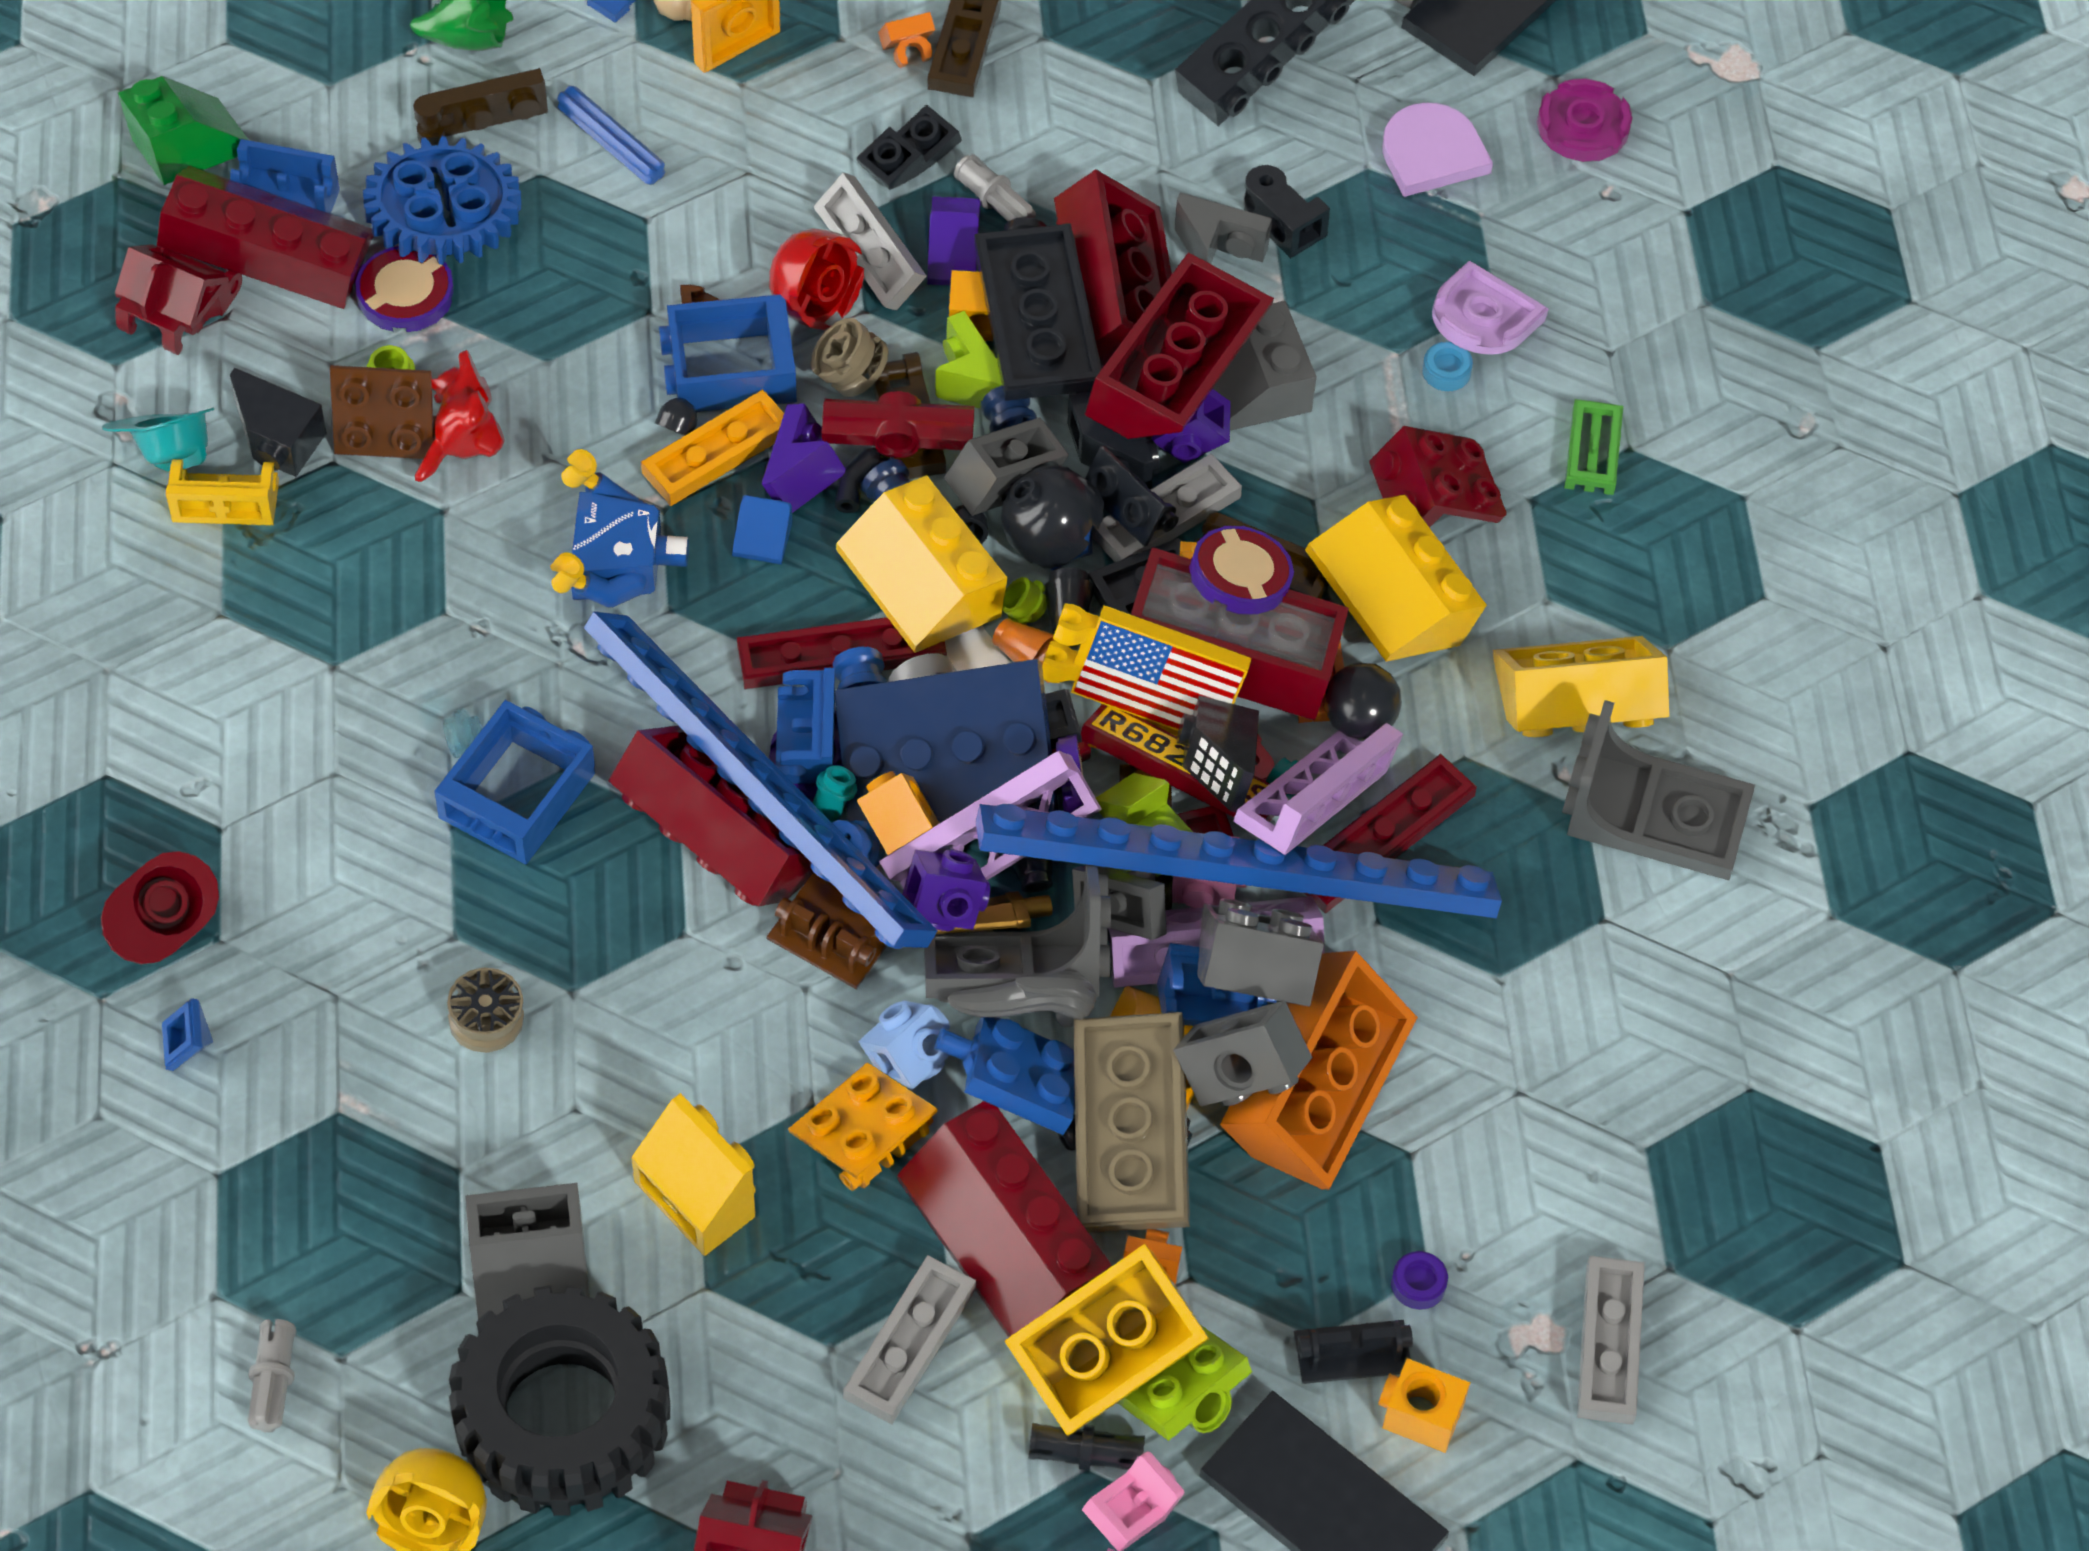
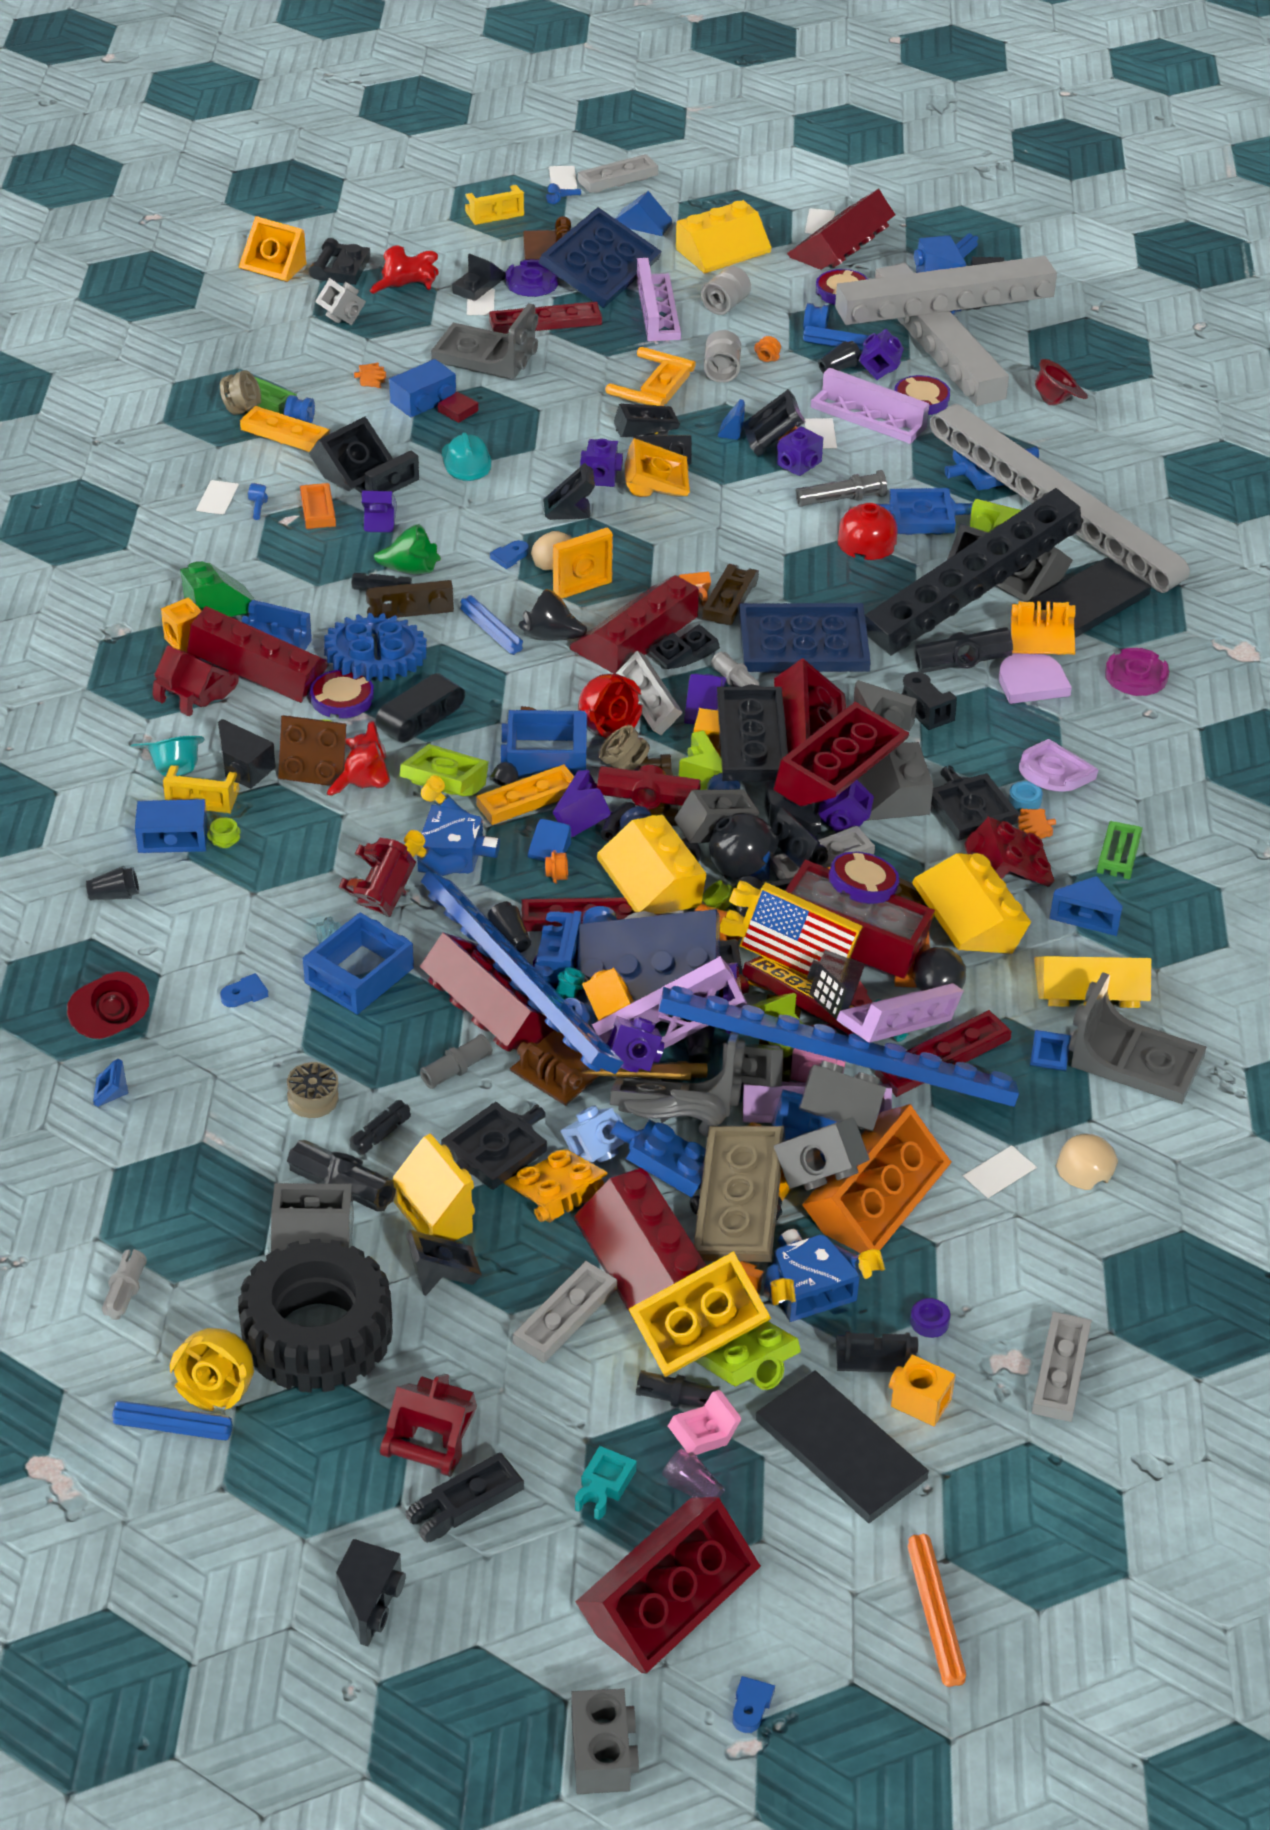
camera: 10 degrees right, 15 degrees down
(124, 682) = (115, 884): none -> black cone
(138, 193) = (177, 622): none -> light orange brick
(191, 566) = (171, 826): none -> blue brick
(272, 557) = (224, 832): none -> lime plate
(359, 840) = (243, 991): none -> blue piece
(429, 73) = (361, 581): none -> black axle
(527, 631) = (387, 877): none -> dark red piece
(529, 306) = (420, 707): none -> black beam
(554, 1155) = (341, 1168): none -> black piece
(589, 419) = (460, 772): none -> lime plate
(594, 1060) = (380, 1127): none -> black axle
(686, 935) = (456, 1061): none -> dark grey pin
(703, 123) = (551, 620): none -> black hat
(724, 1281) = (441, 1258): none -> black slope
(728, 688) = (510, 923): none -> black cone
(766, 1071) = (497, 1143): none -> black plate
(780, 572) = (557, 866): none -> orange plate
(834, 113) = (640, 624): none -> dark red slope
(1086, 111) = (824, 634): none -> dark blue plate
(1252, 1236) = (816, 1274): none -> blue torso
(1348, 108) = (982, 647): none -> black piece
(1372, 392) = (968, 802): none -> black plate
(1440, 65) = (1043, 630): none -> light orange hinge
(1467, 413) = (1035, 822): none -> orange piece
(1486, 1023) = (999, 1171): none -> white sticker
(1534, 812) = (1050, 1050): none -> blue slope
(1561, 558) = (1087, 906): none -> blue slope
(1606, 995) = (1086, 1161): none -> tan hair

